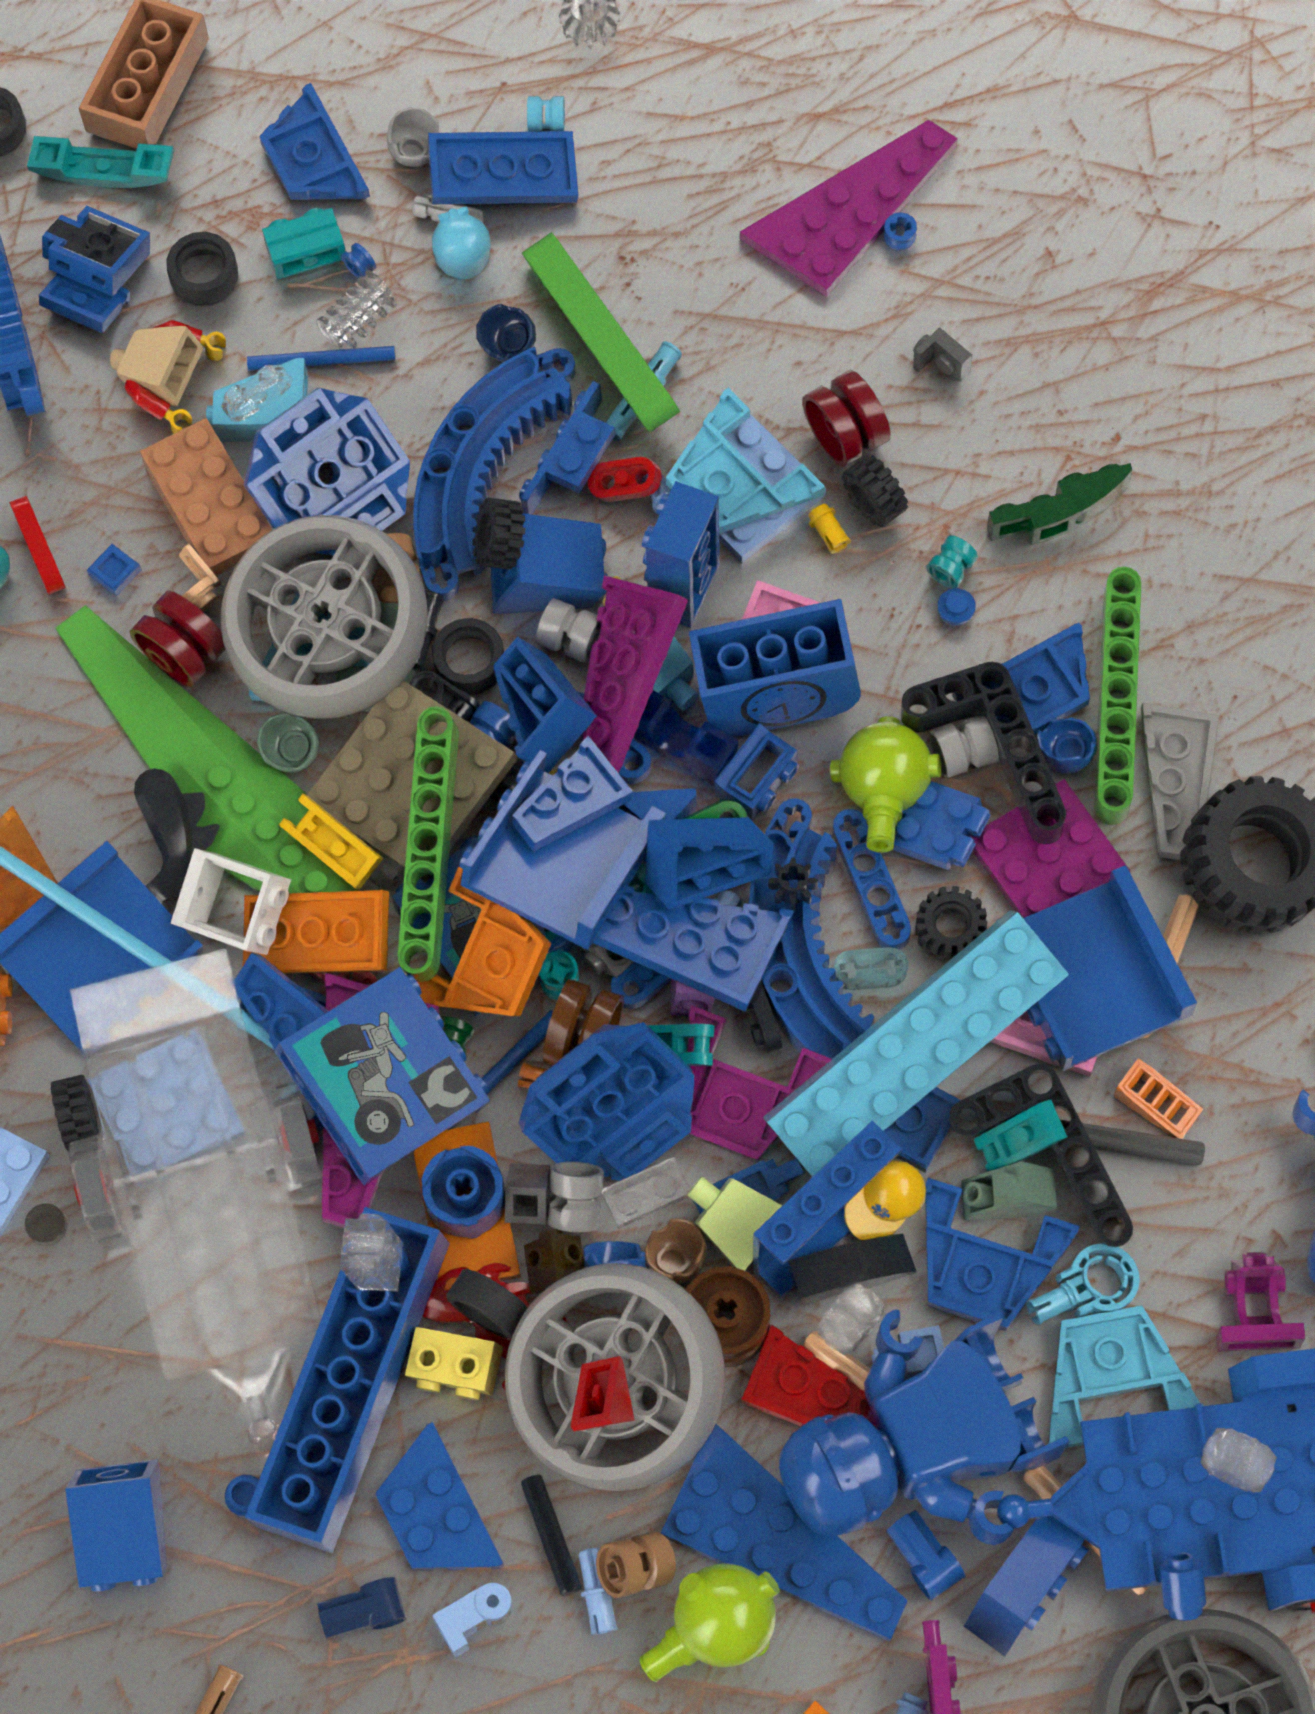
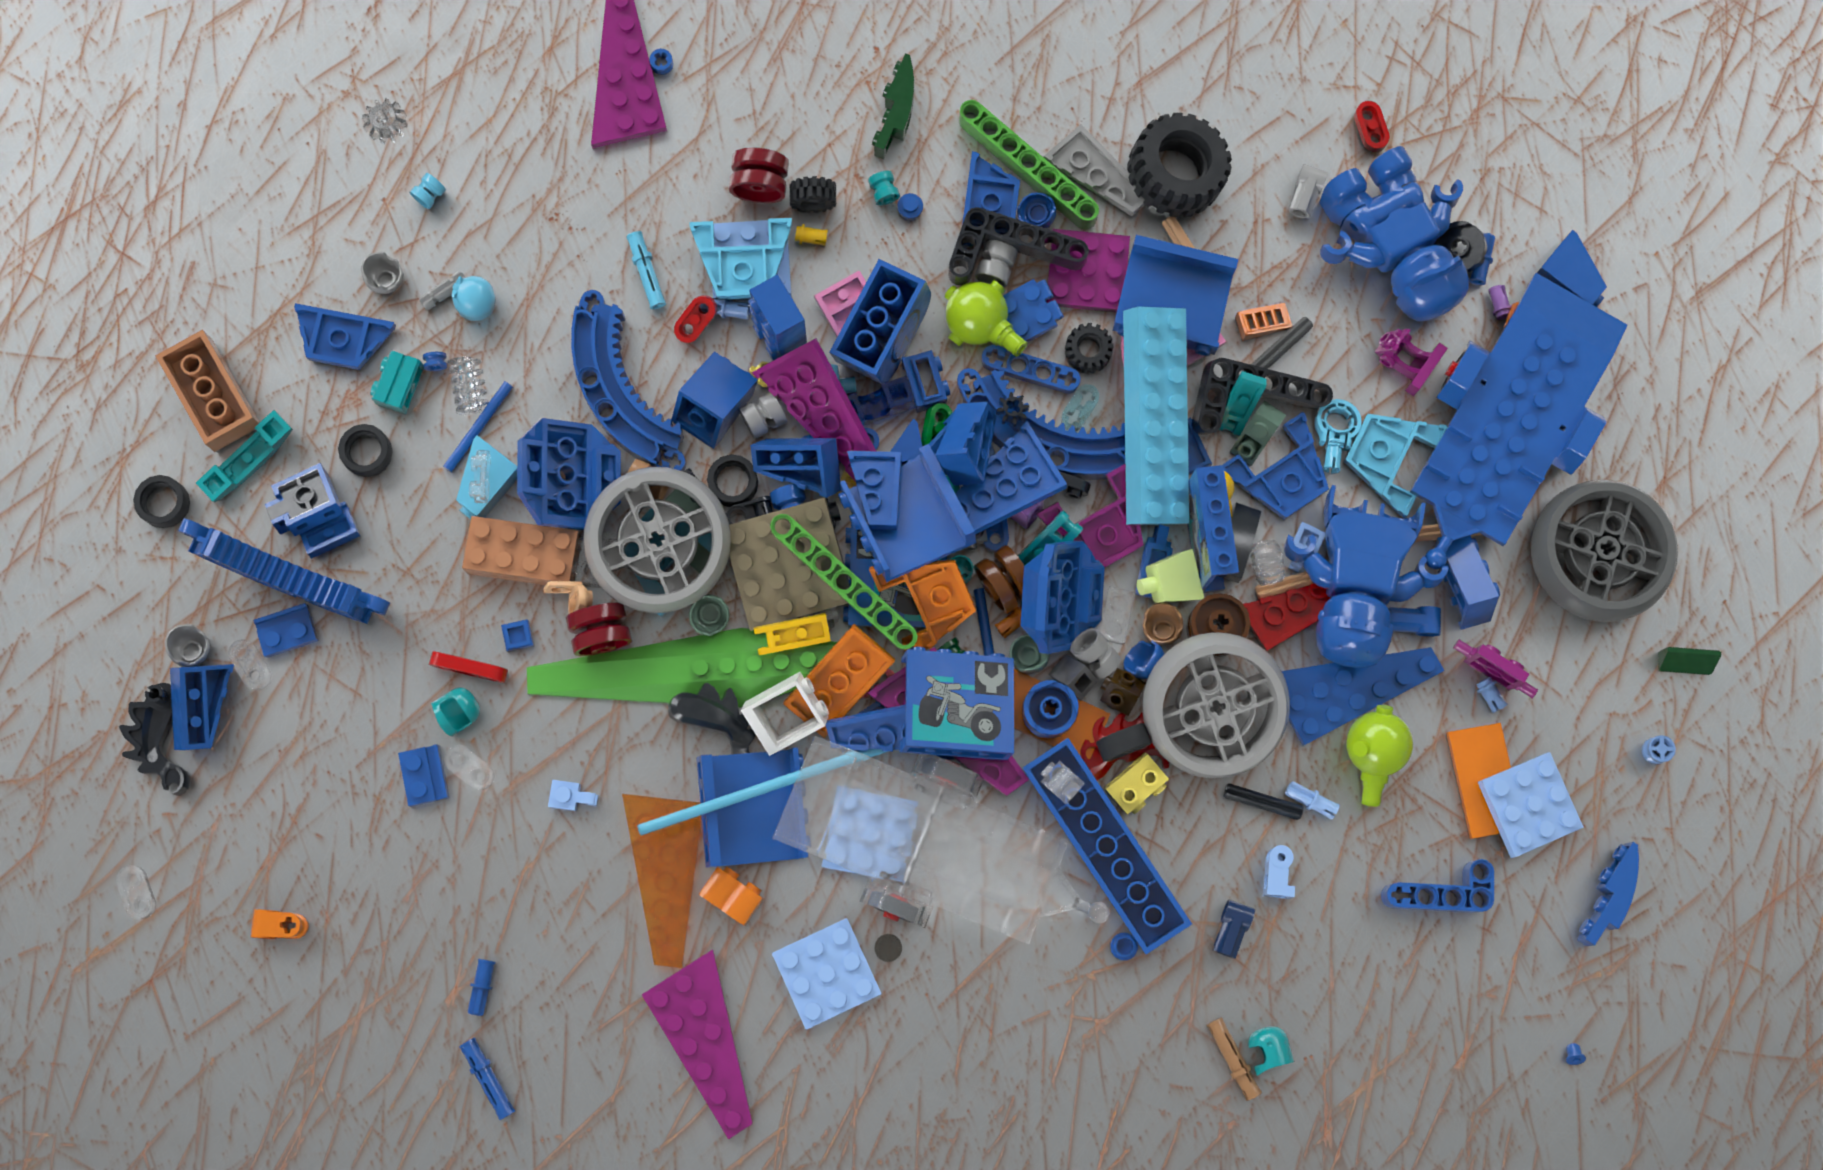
camera: 60 degrees left, 10 degrees up
(74, 1109) = (840, 886): black tyre -> none
(117, 1524) = (1091, 1024): blue slope -> none
(160, 365) = (411, 517): tan torso -> none
(434, 1511) = (1205, 853): blue wing -> none
(498, 533) = (683, 408): black tyre -> none
(502, 167) = (443, 239): blue plate -> none
(505, 332) = (551, 314): dark blue hair -> none
(505, 1128) = (1027, 655): none -> sand green hair
(575, 452) = (658, 333): blue bracket -> none
(601, 332) = (595, 263): bright green beam -> none
(602, 1396) = (1233, 719): red slope -> none
(635, 1564) = (1317, 769): medium nougat wheel -> none
(946, 352) = (757, 94): dark grey bracket -> none
(1183, 1586) = (1536, 505): blue brick -> none
(1238, 1460) = (1499, 428): clear gear -> none

